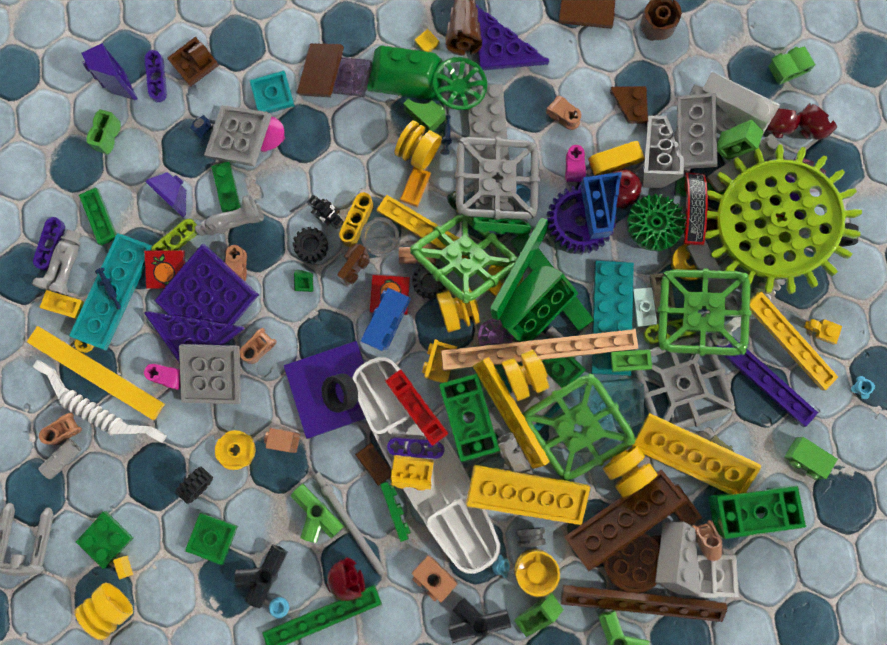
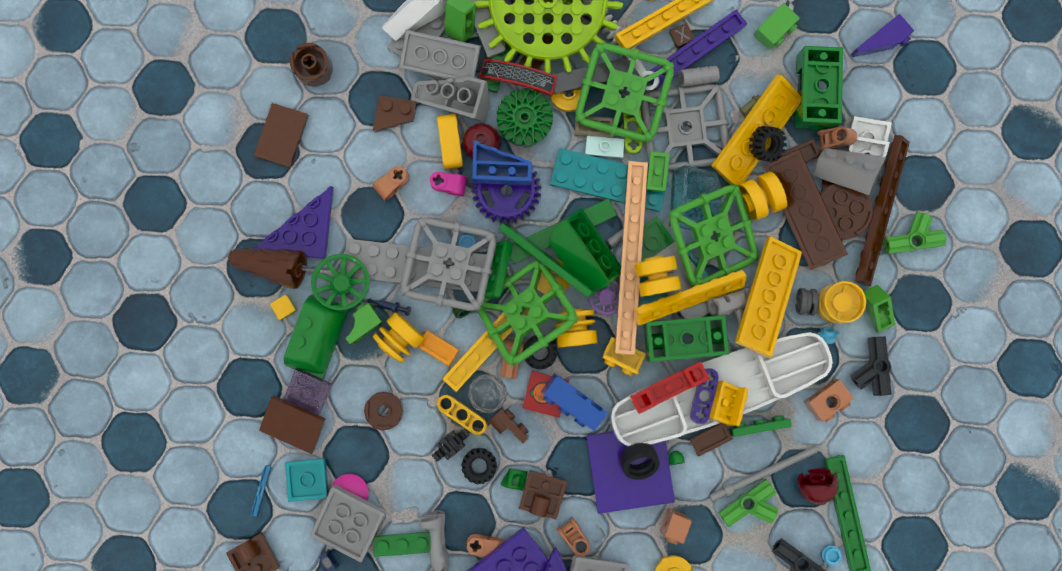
camera: 80 degrees left, 5 degrees up
(250, 56) = (260, 492): none -> dark azure piece
(292, 309) = (543, 495): none -> reddish brown plate
(349, 159) = (372, 411): none -> reddish brown tile
(349, 432) = (676, 458): none -> green hinge
(685, 478) = (776, 147): none -> black tyre
(739, 386) = (698, 76): none -> light grey axle
(777, 362) = (681, 35): none -> reddish brown tile
(829, 579) = (887, 38): none -> dark purple slope

